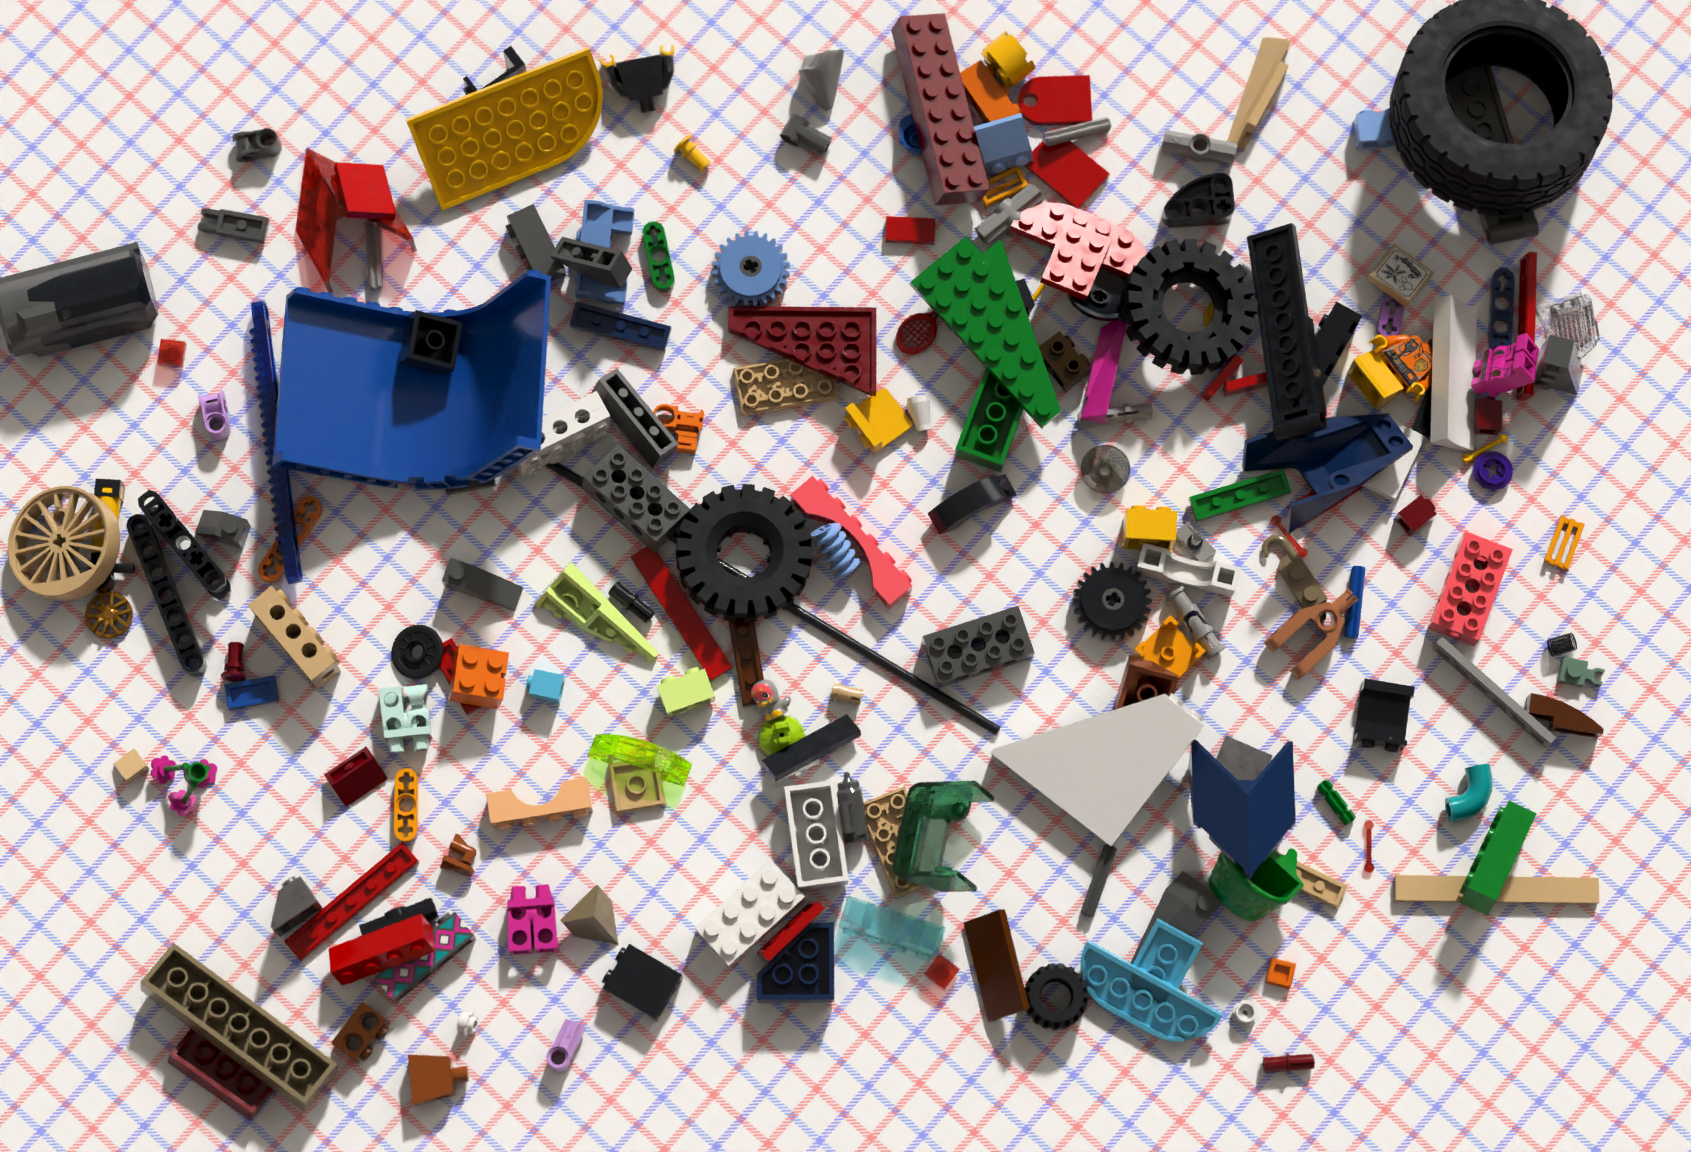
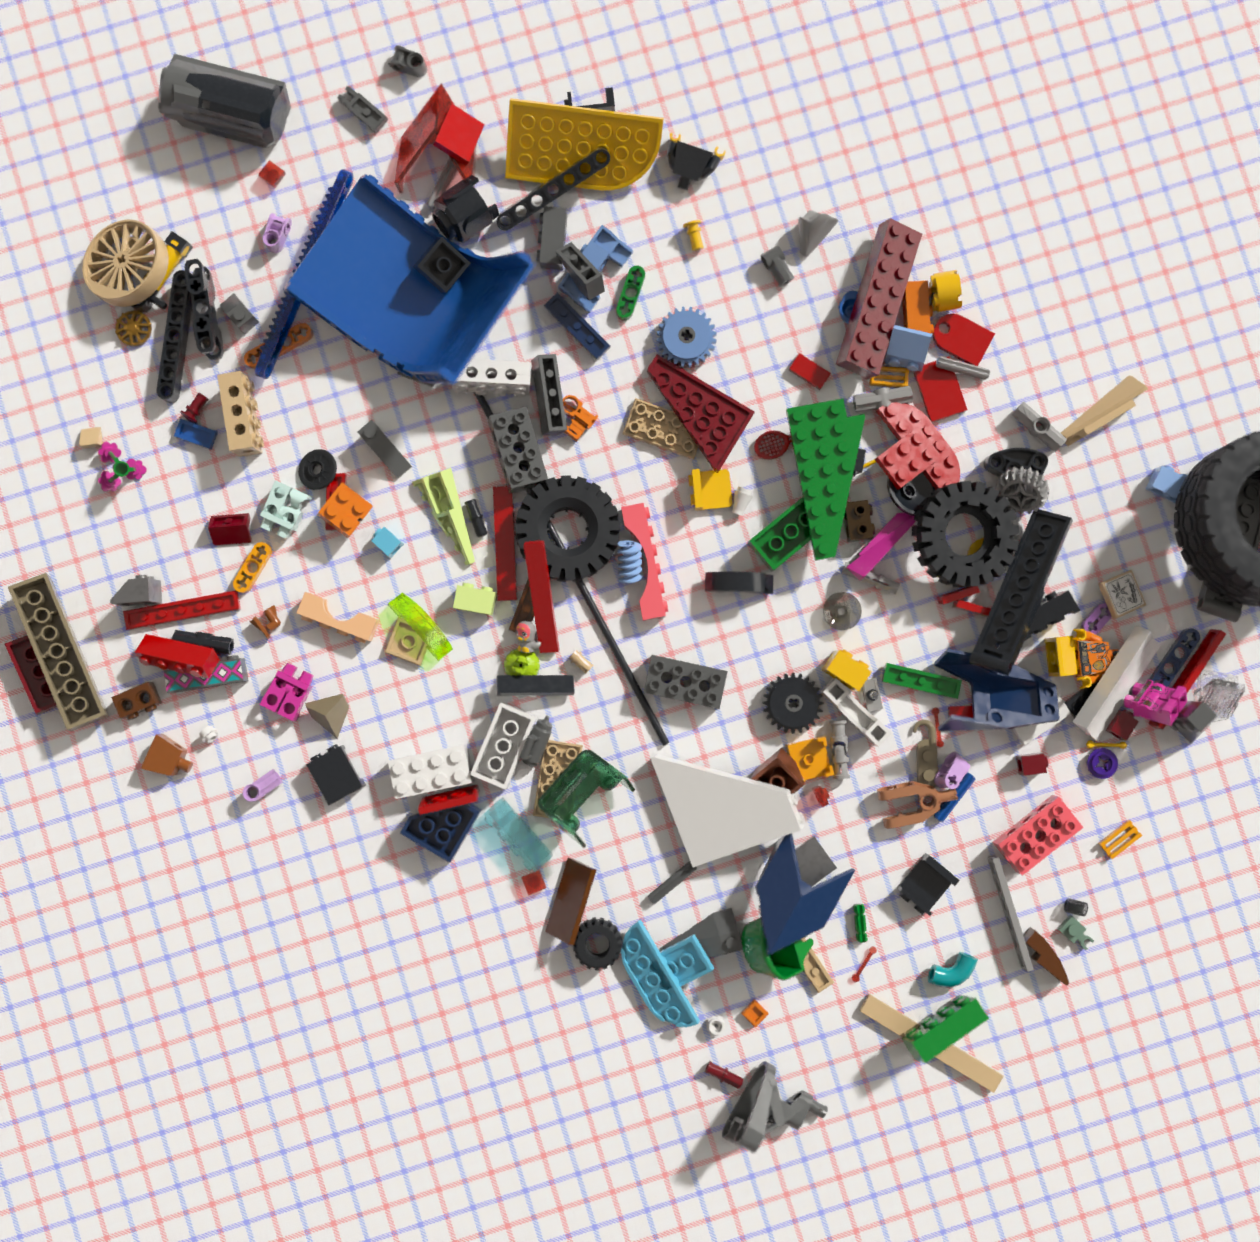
camera: 35 degrees right, 10 degrees up
(420, 270) = (462, 211): none -> black piece
(517, 184) = (558, 180): none -> black beam
(761, 642) = (541, 596): none -> red tile
(1206, 685) = (821, 795): none -> clear red plate
(1218, 222) = (1023, 489): none -> light grey gear
(1333, 574) = (953, 771): none -> lavender piece
(1353, 1067) = (762, 1105): none -> dark grey connector

